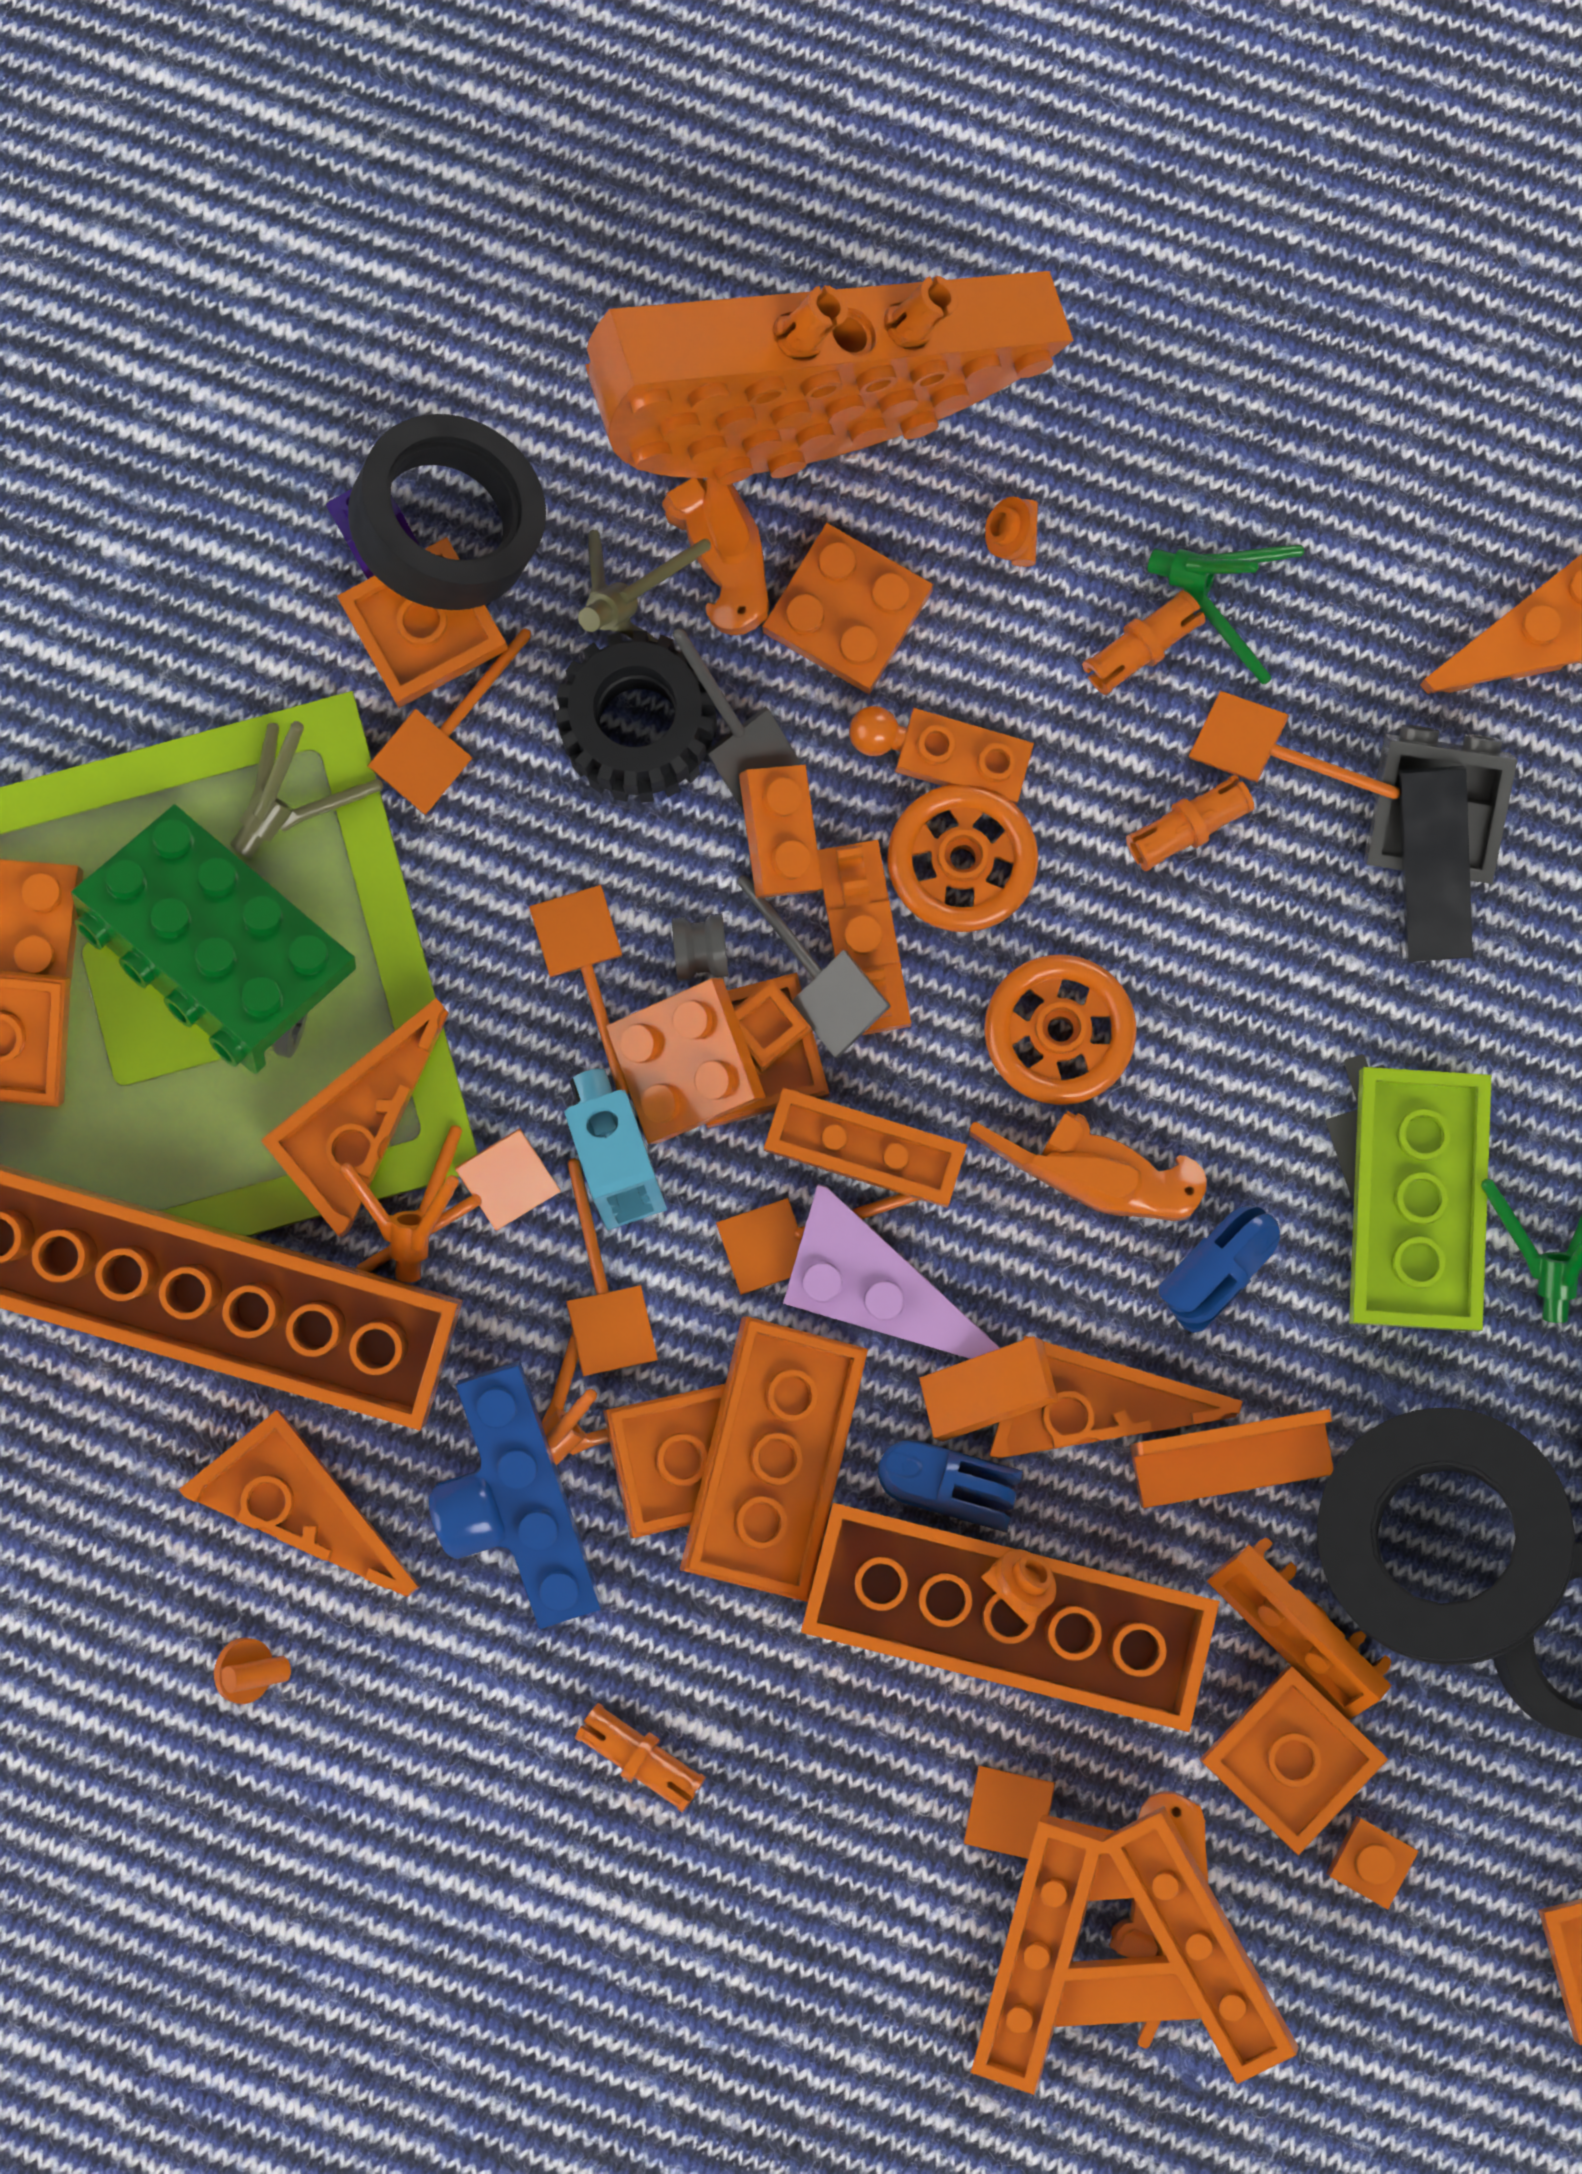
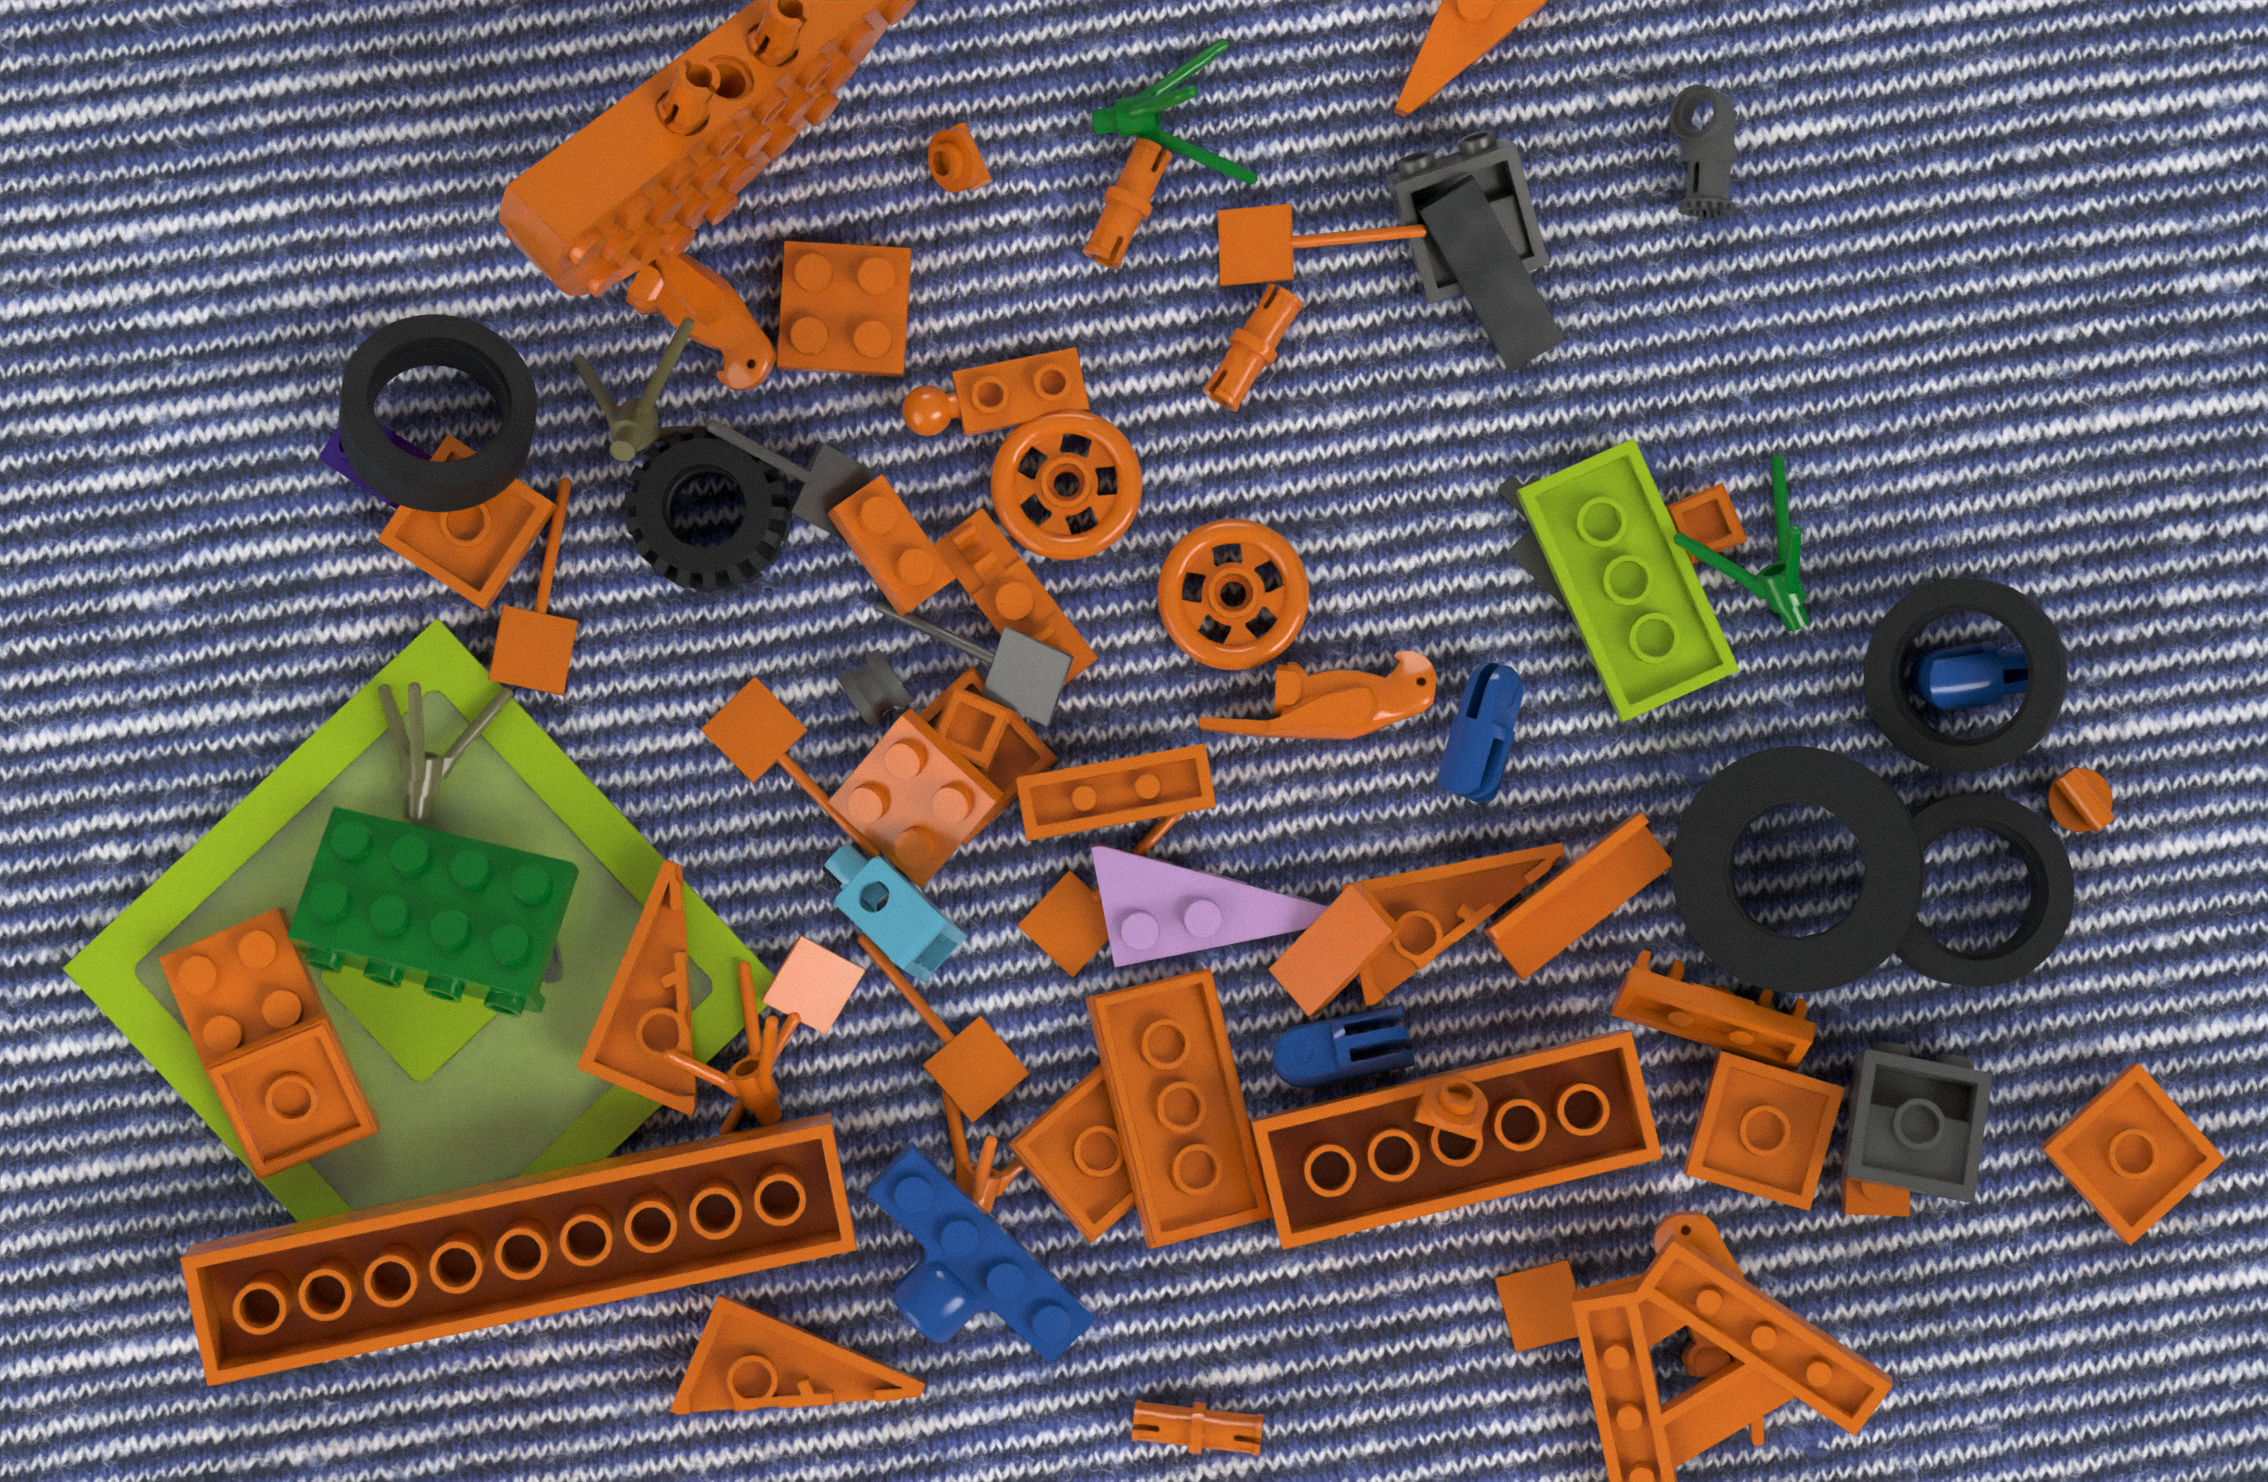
camera: 30 degrees left, 5 degrees up
(1438, 1824) = (1916, 1121): none -> dark grey plate
(1522, 1182) = (1708, 519): none -> orange tile

